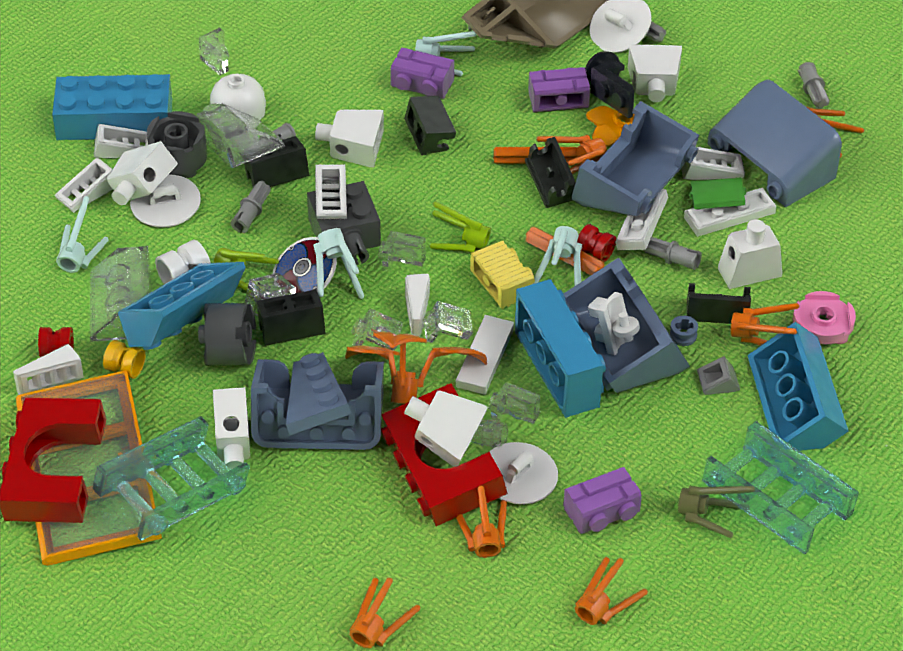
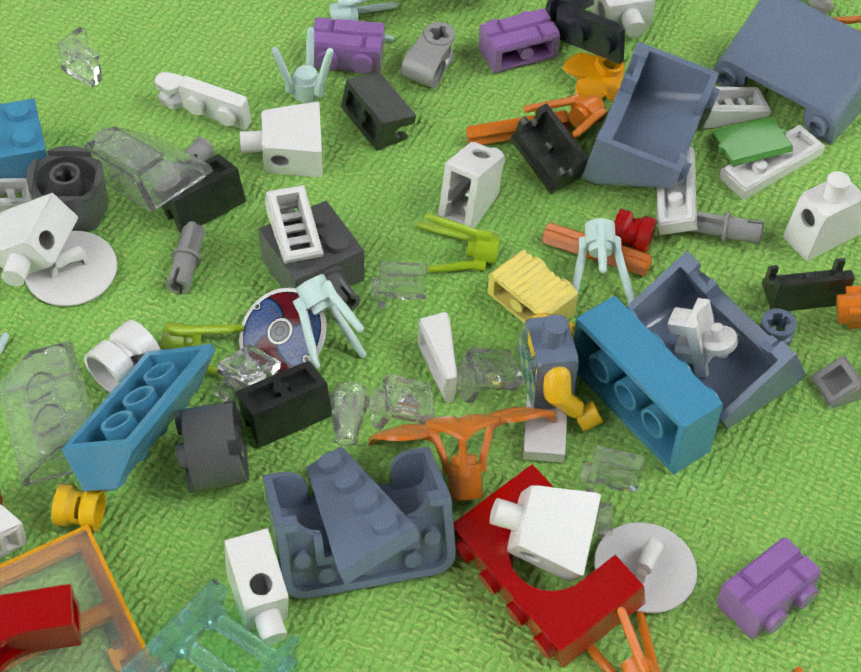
camera: 15 degrees left, 5 degrees up
(240, 93) = (130, 108): white cylinder -> none
(298, 95) = (203, 99): none -> white hinge
(335, 330) = (348, 411): none -> clear cone
(382, 93) = (306, 82): none -> light aqua plant
(481, 187) = (474, 174): none -> white torso
(484, 90) = (430, 55): none -> light grey piece
(490, 325) = (551, 368): none -> torso

